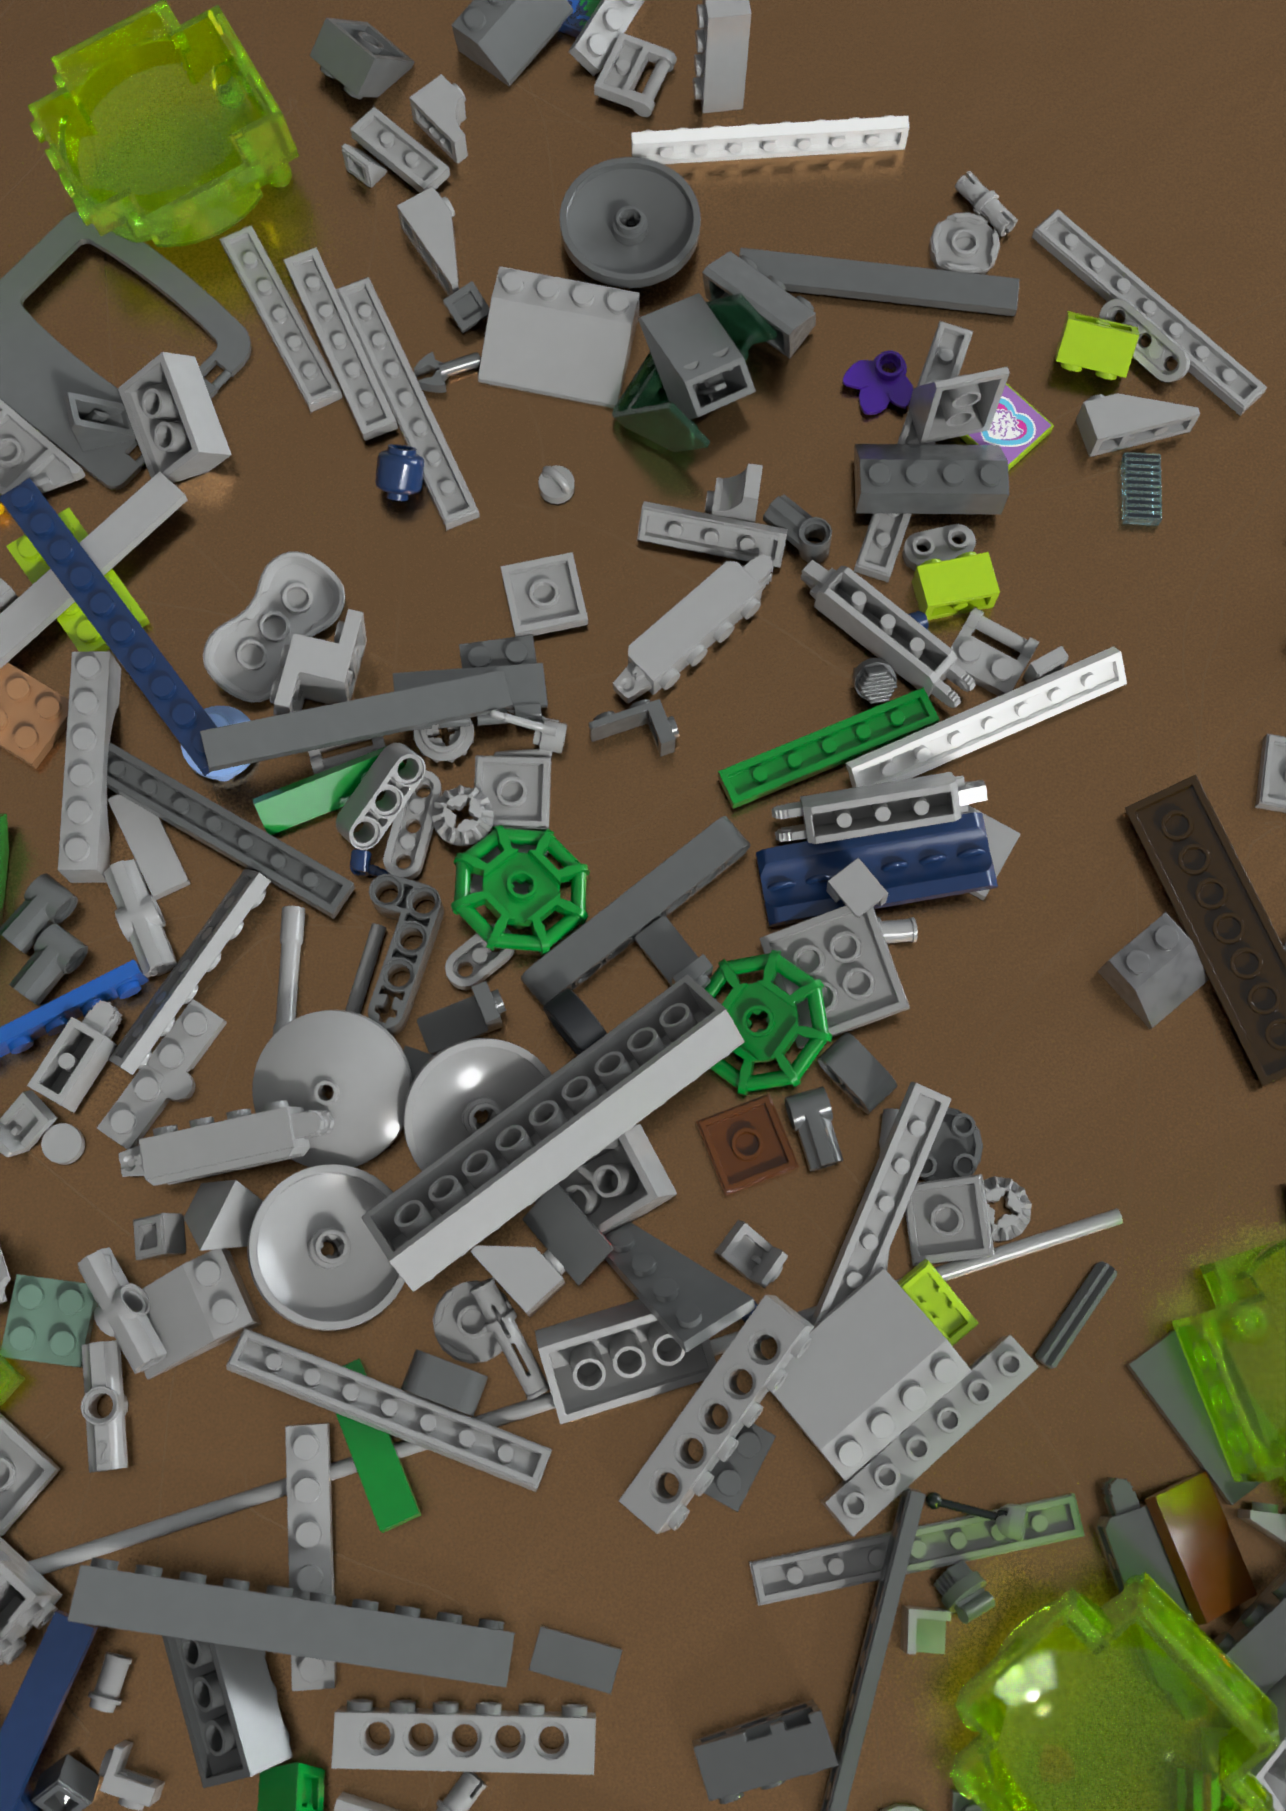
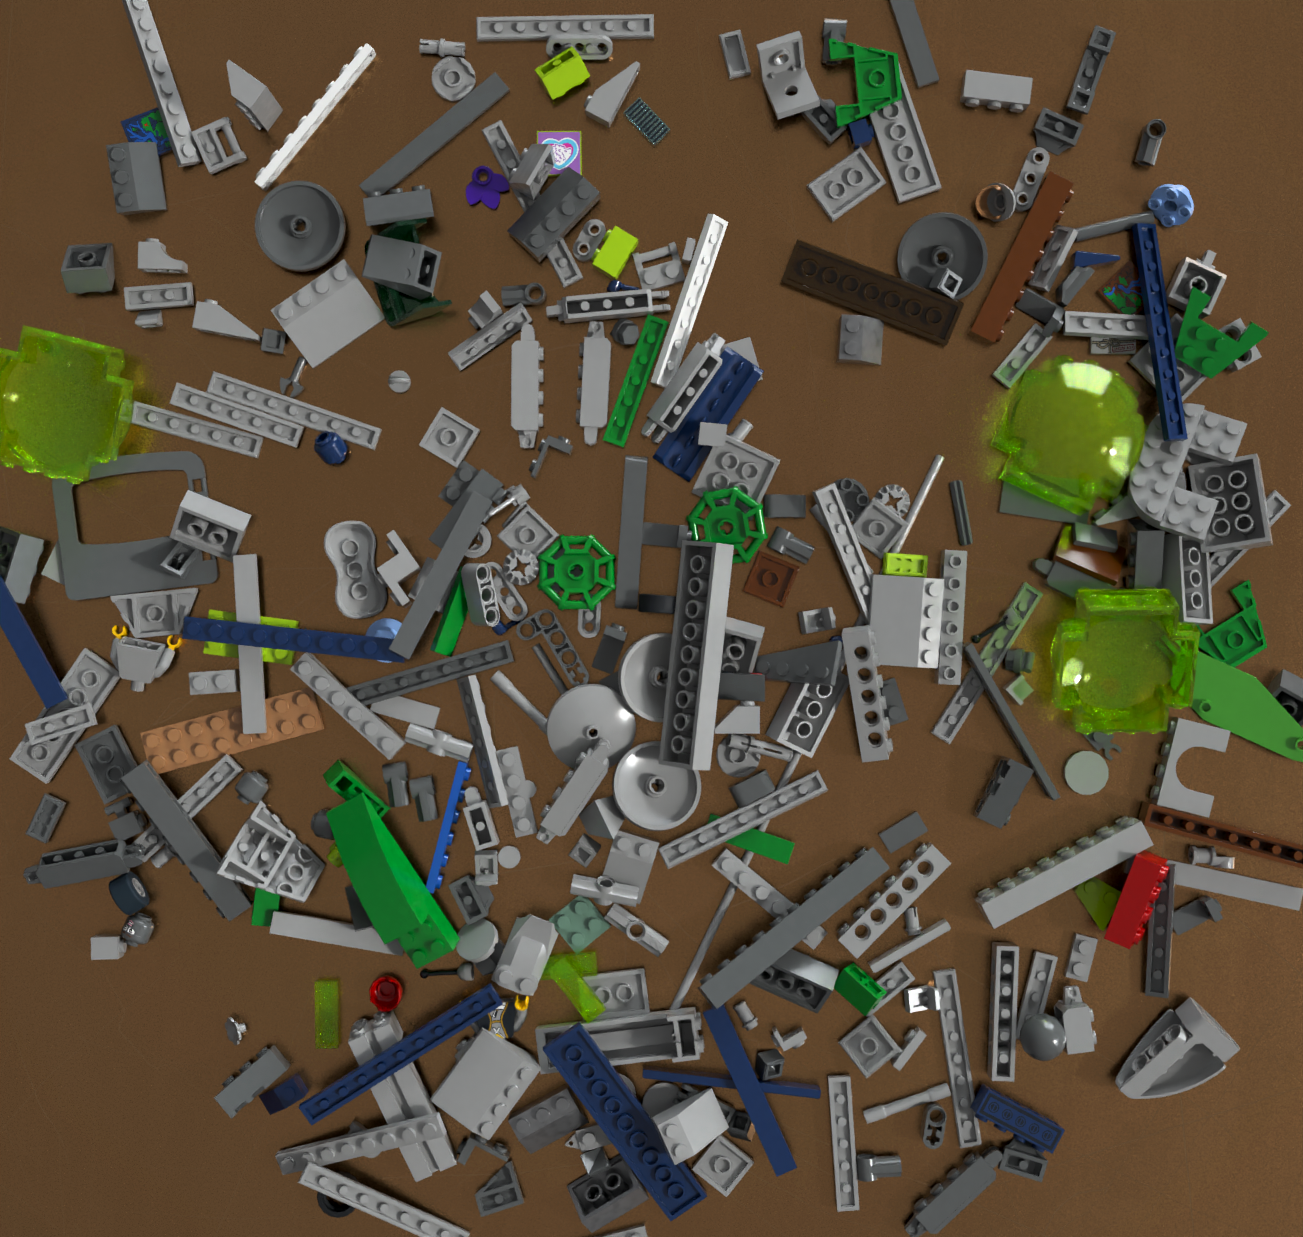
camera: 50 degrees left, 15 degrees up
(776, 702) = (595, 382): none -> light grey hinge
(1229, 1532) = (1094, 537): none -> dark grey tile

